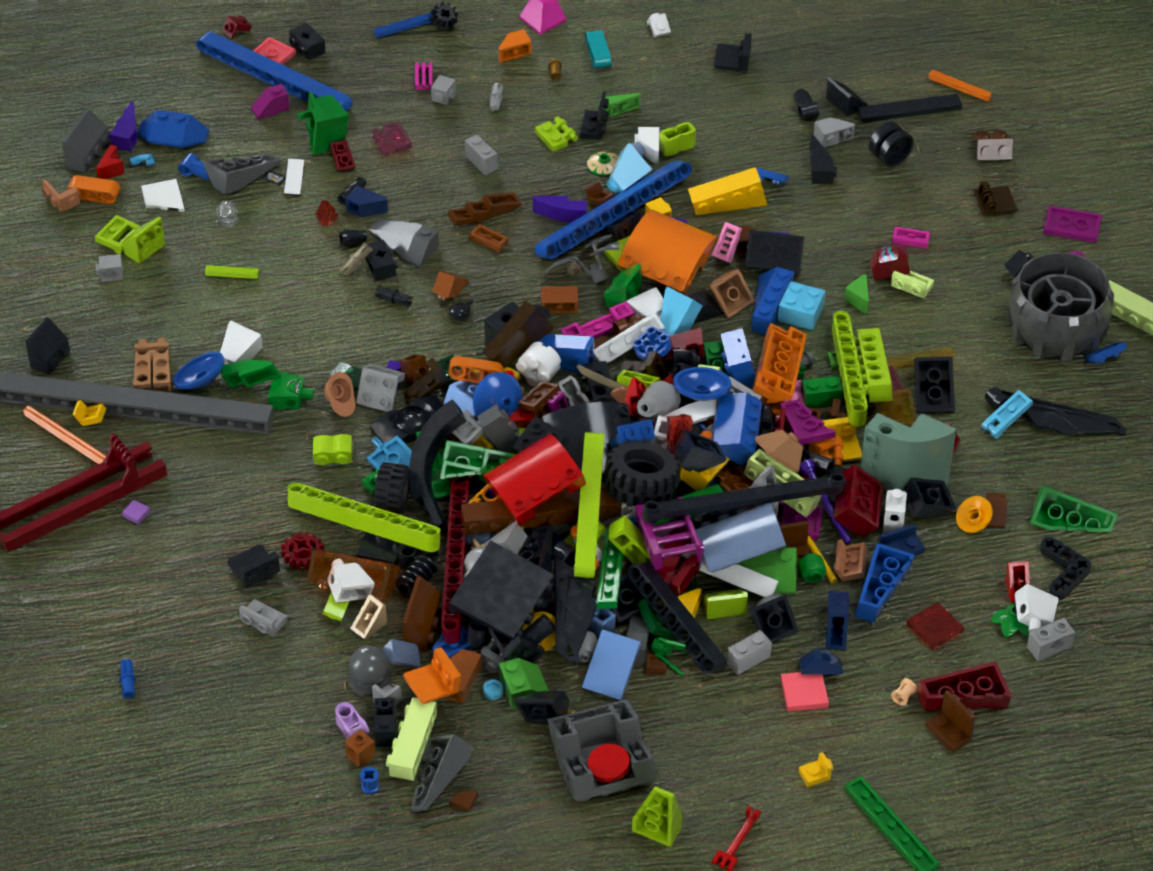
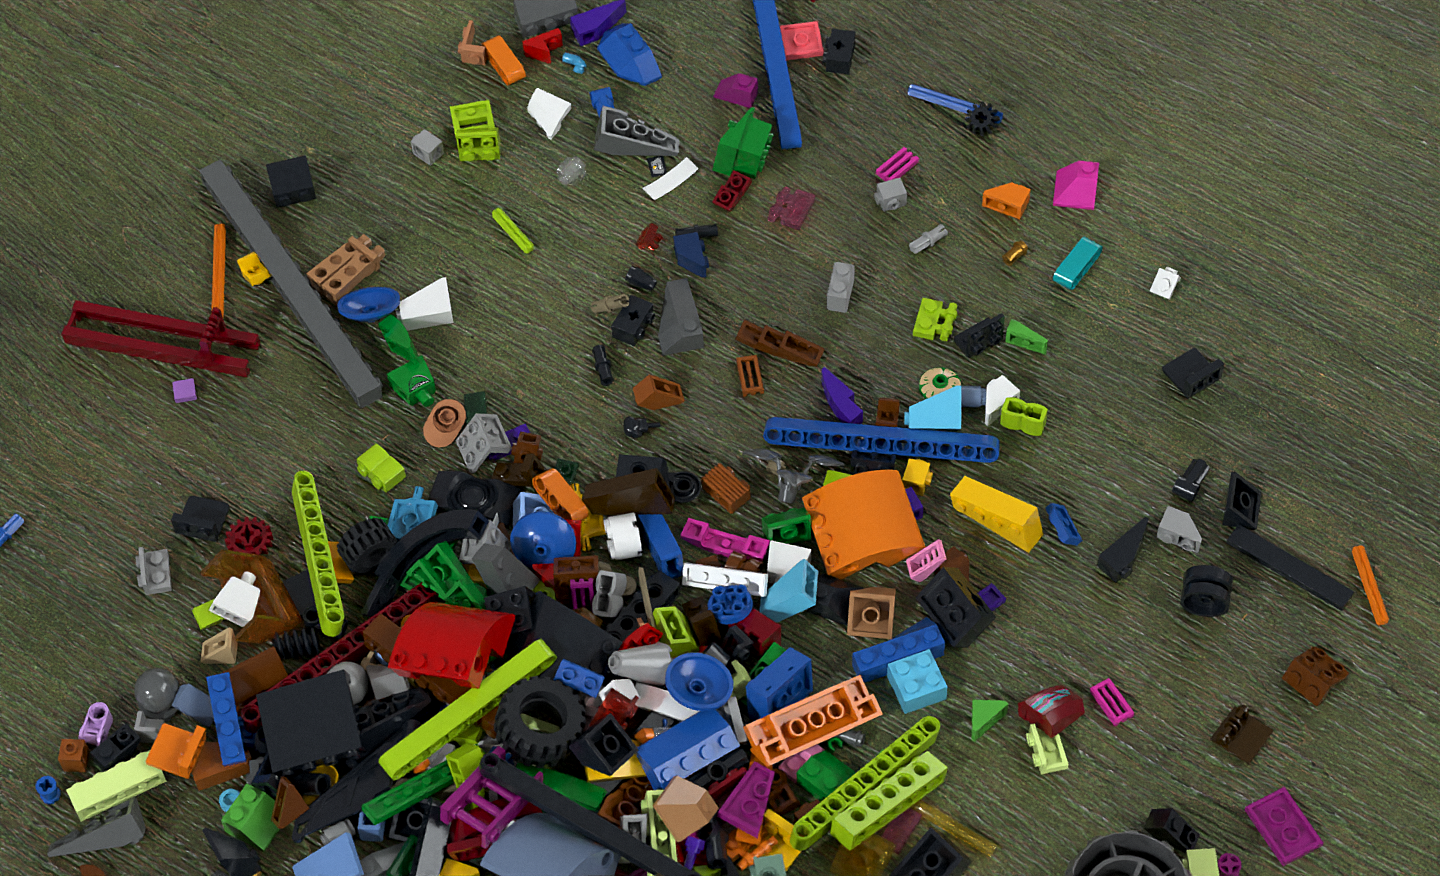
camera: 50 degrees right, 10 degrees up
(441, 637) = (226, 719): none -> blue plate
(543, 646) = (287, 804): none -> reddish brown slope

